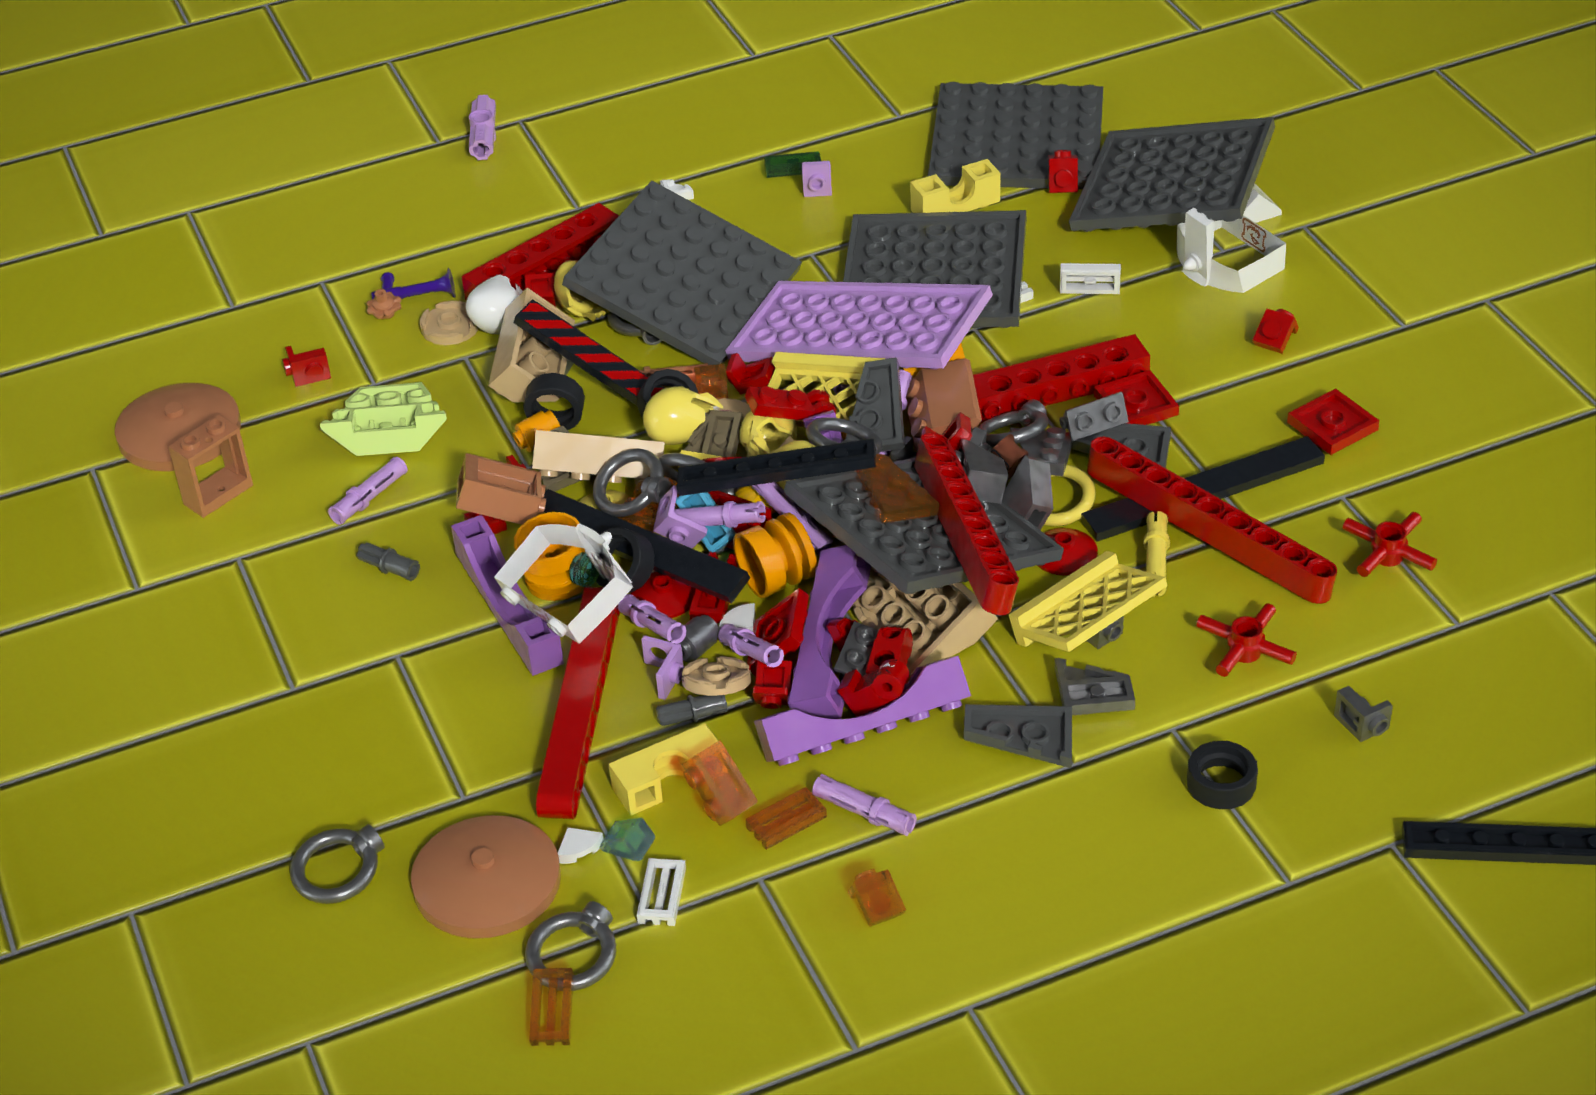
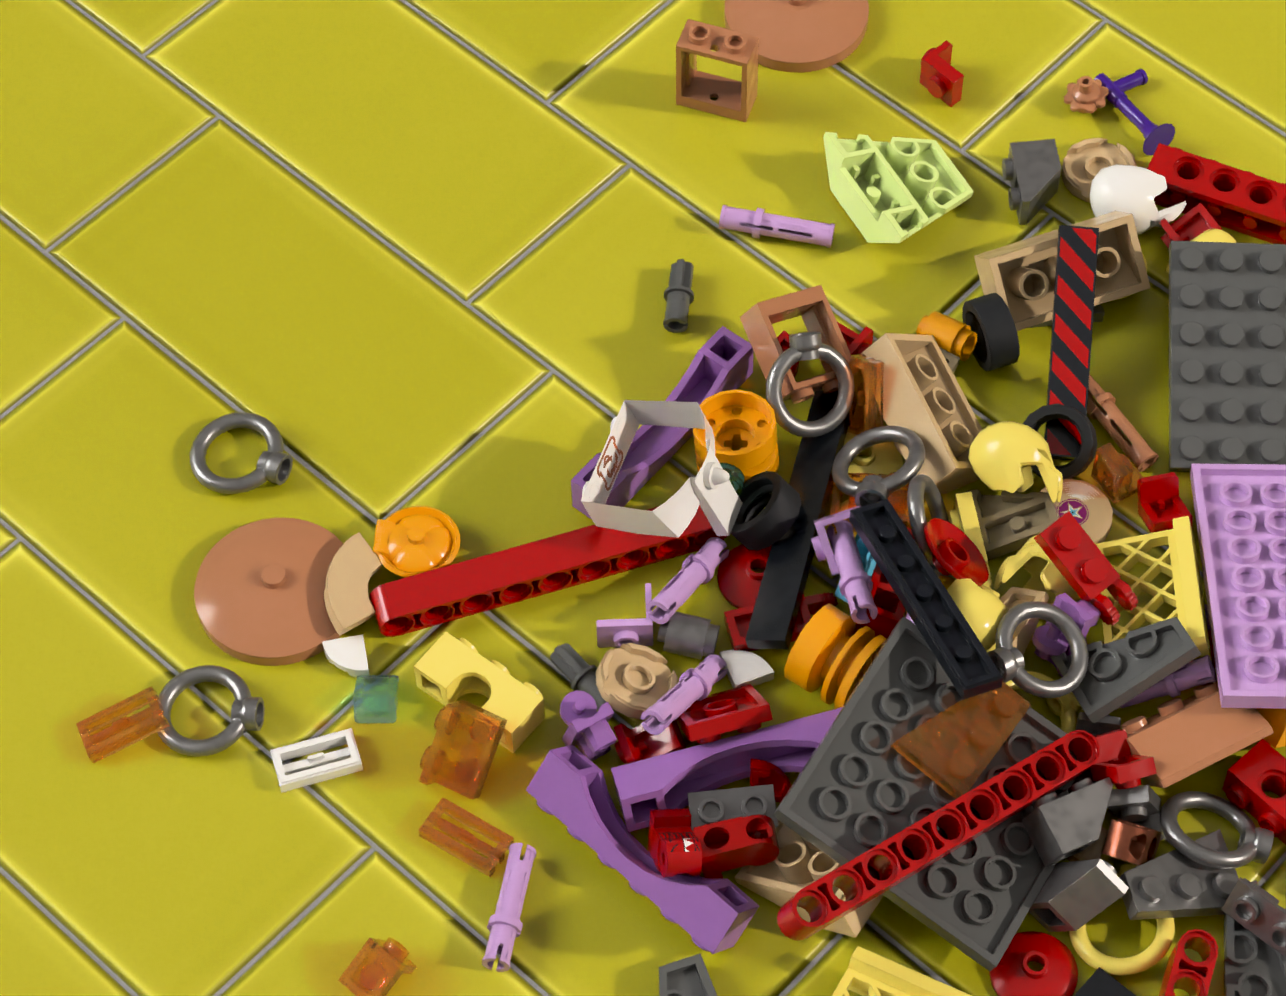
camera: 65 degrees right, 15 degrees up
(432, 349) = (1033, 176): none -> flat silver slope
(506, 770) = (416, 540): none -> light orange piece
(519, 470) = (810, 347): none -> flat silver piece
(527, 819) = (347, 584): none -> tan tile
(573, 464) = (867, 402): none -> clear orange tile
(740, 705) = (587, 726): none -> medium lavender hips

